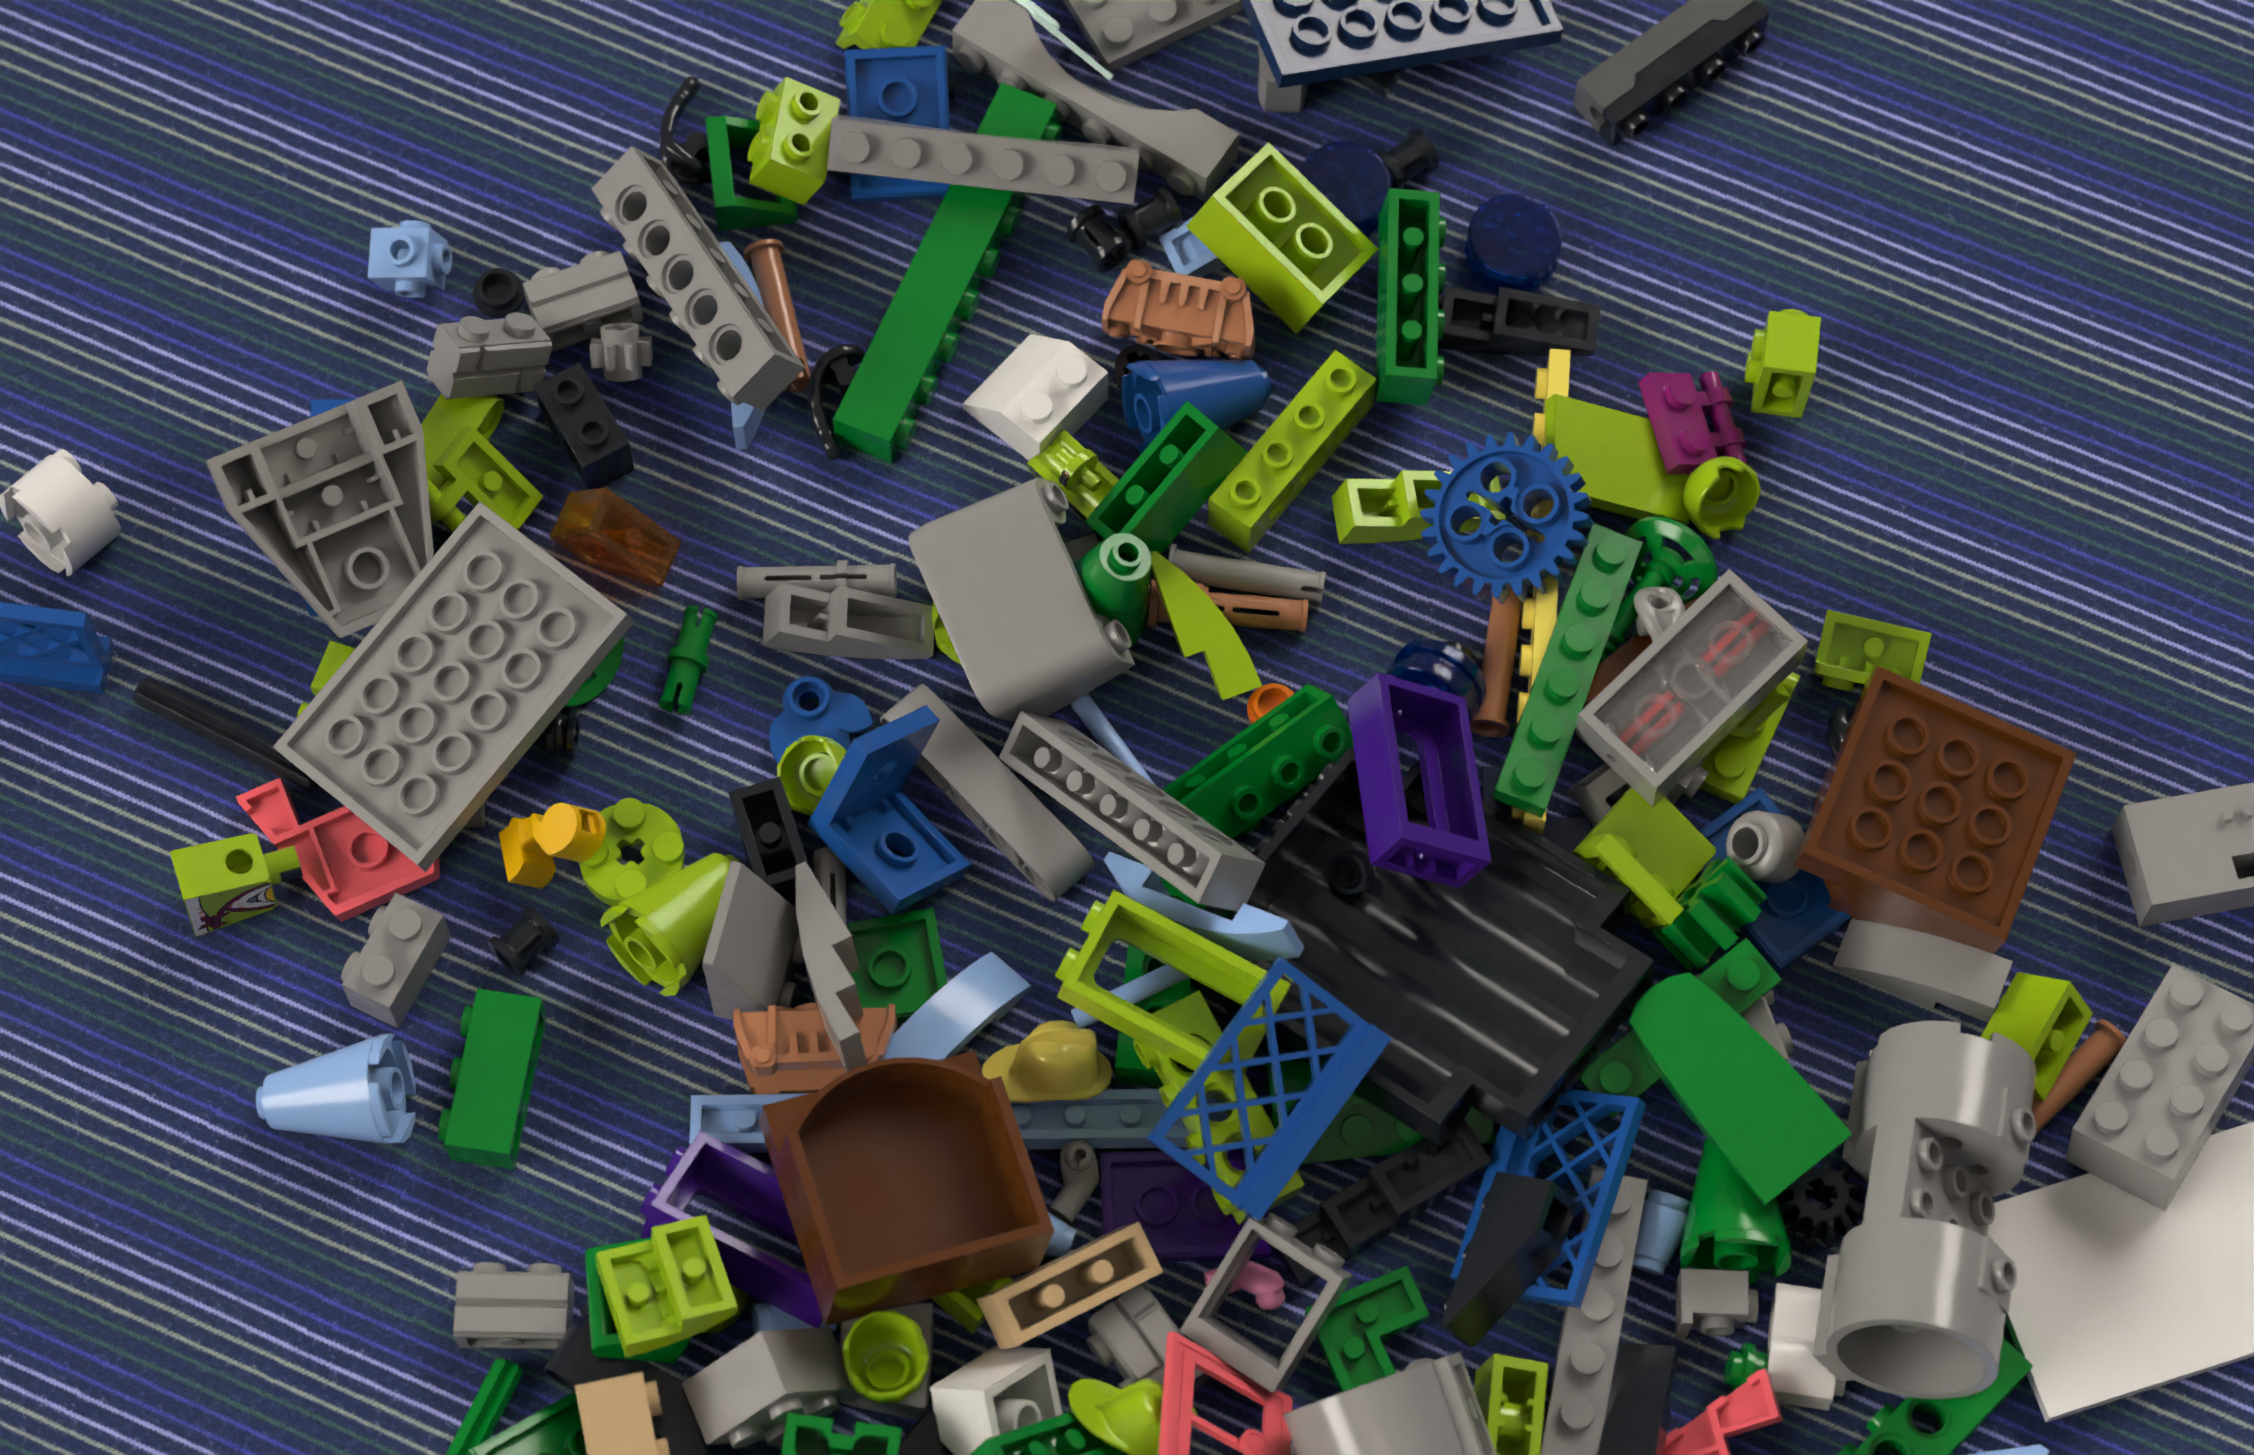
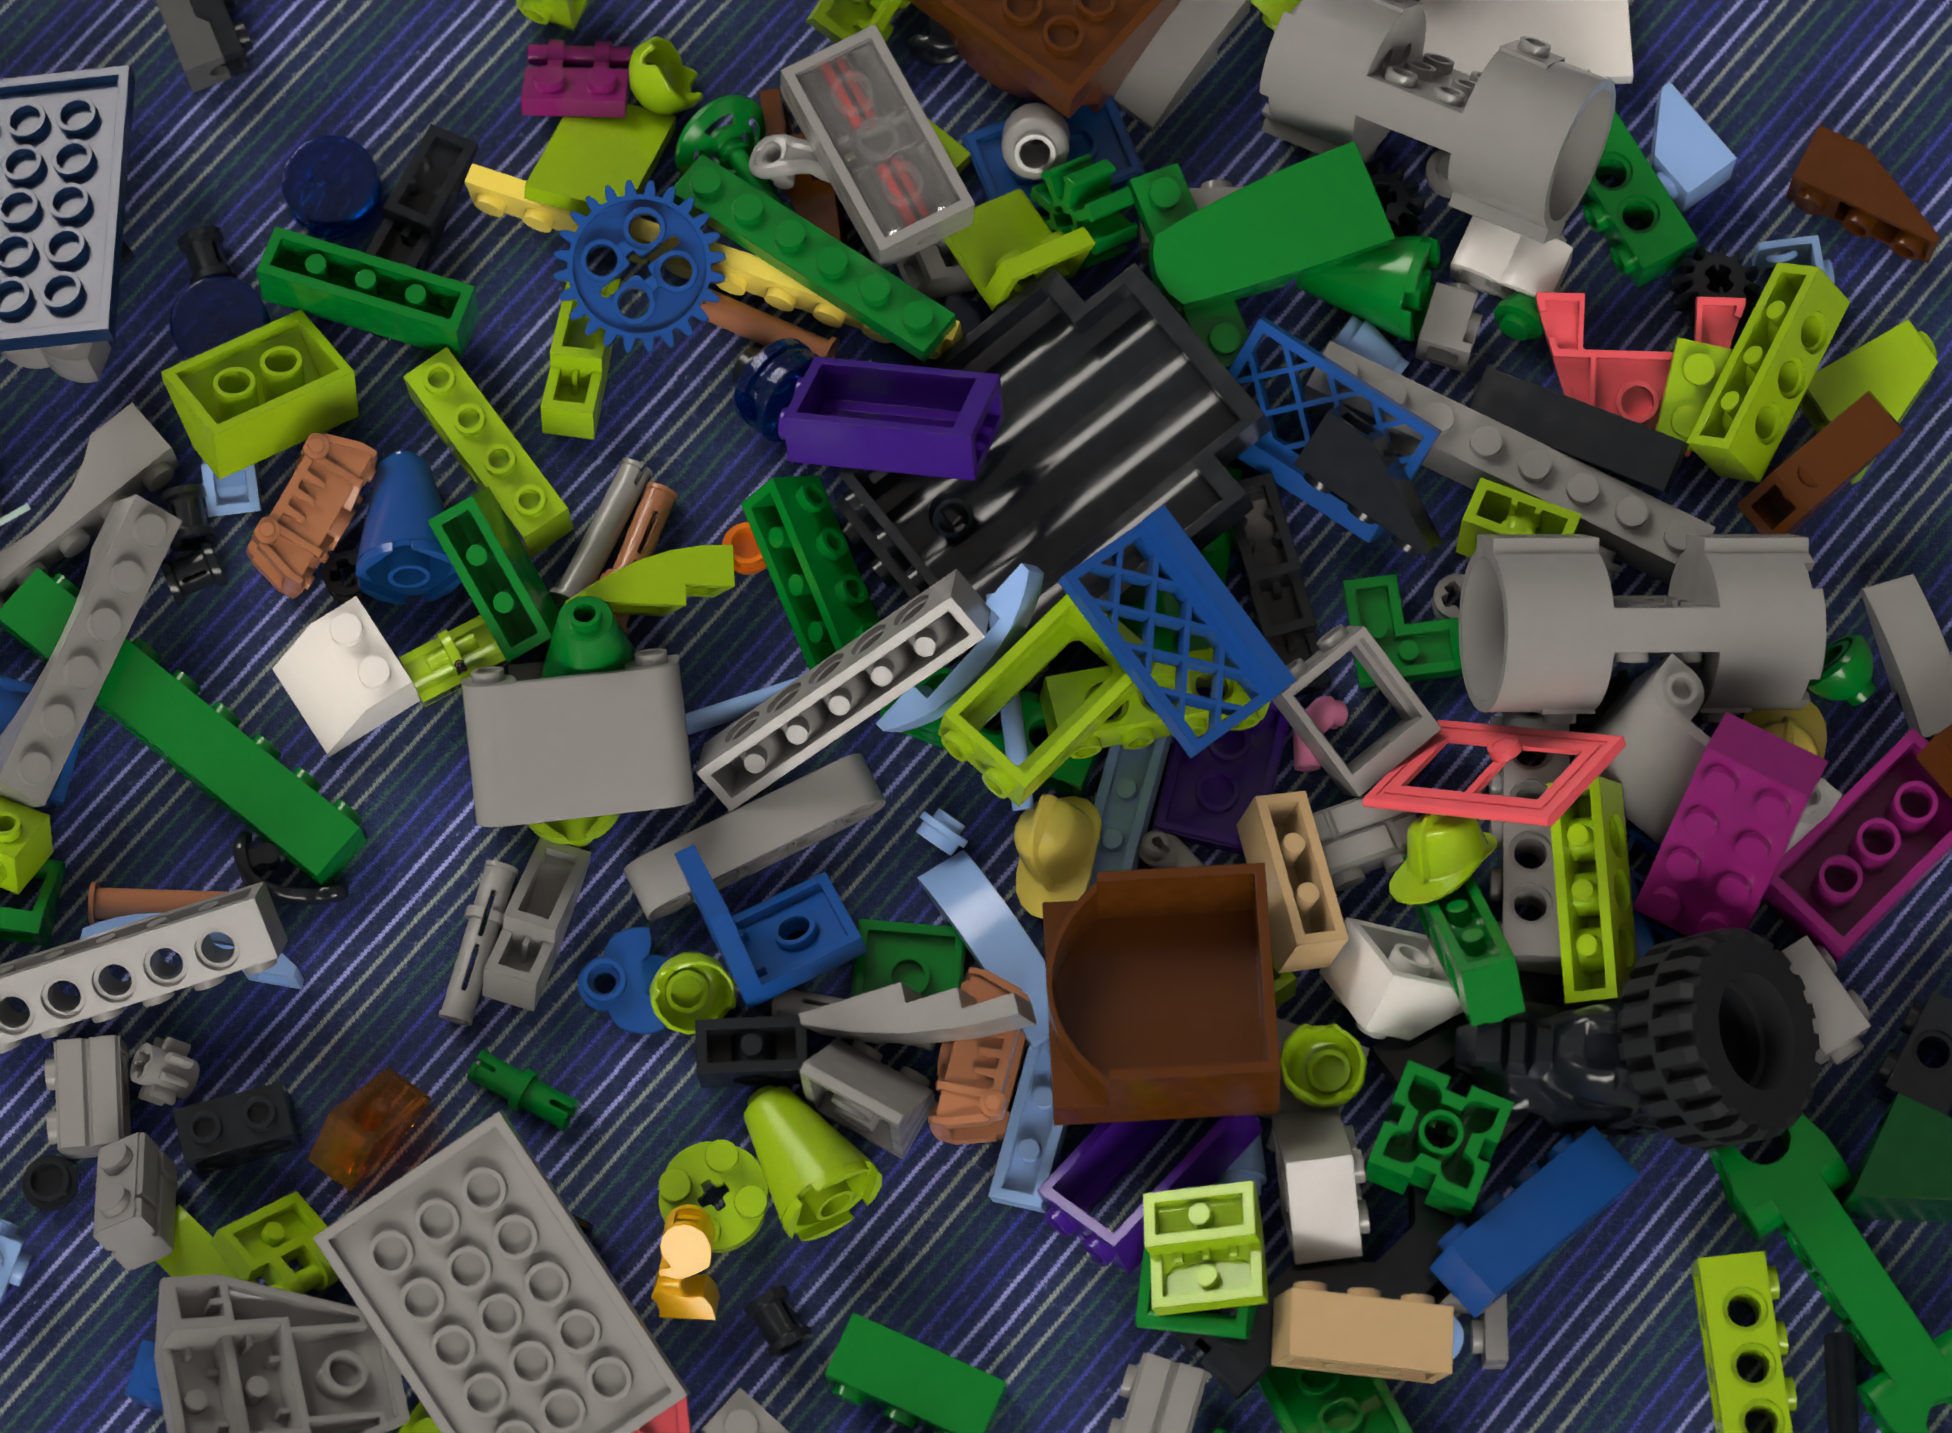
camera: 70 degrees left, 5 degrees up
(1040, 958) = (942, 831): none -> light blue plate

